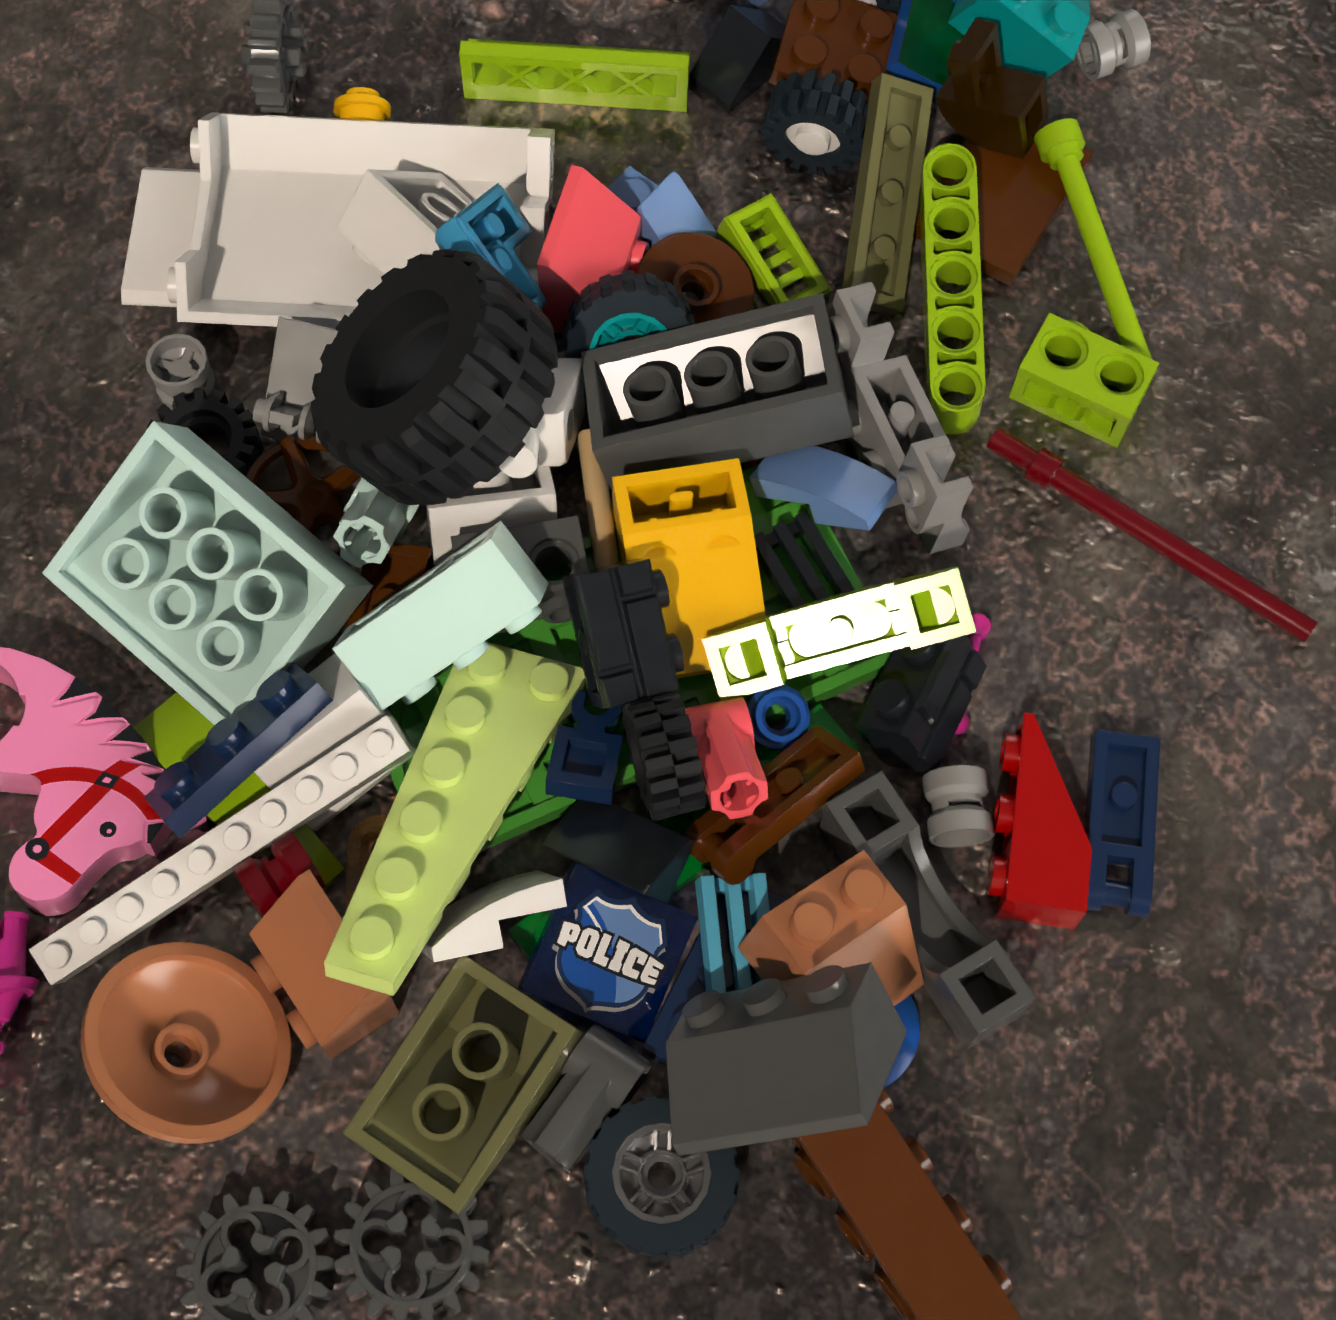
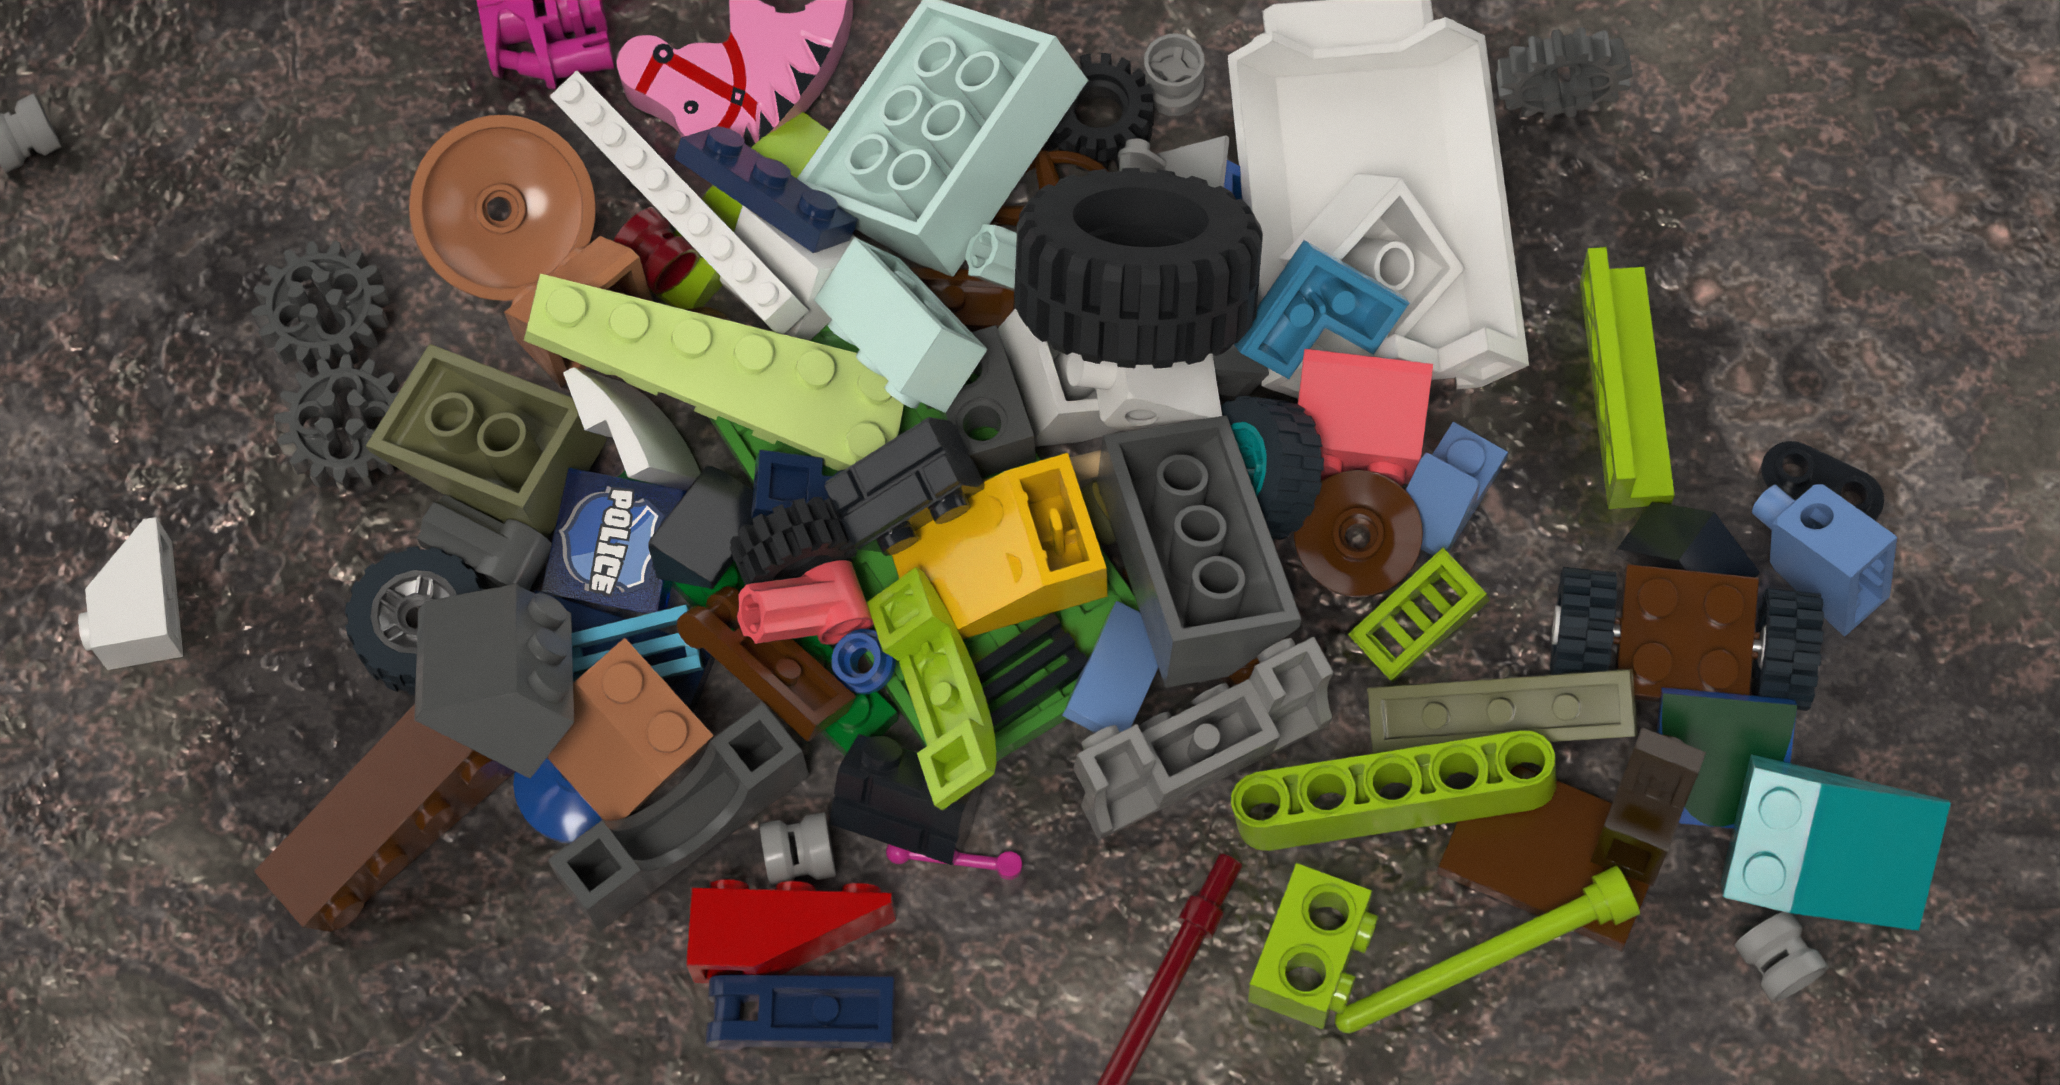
camera: 90 degrees right, 0 degrees up
(362, 104) = (1523, 179): yellow plate -> none

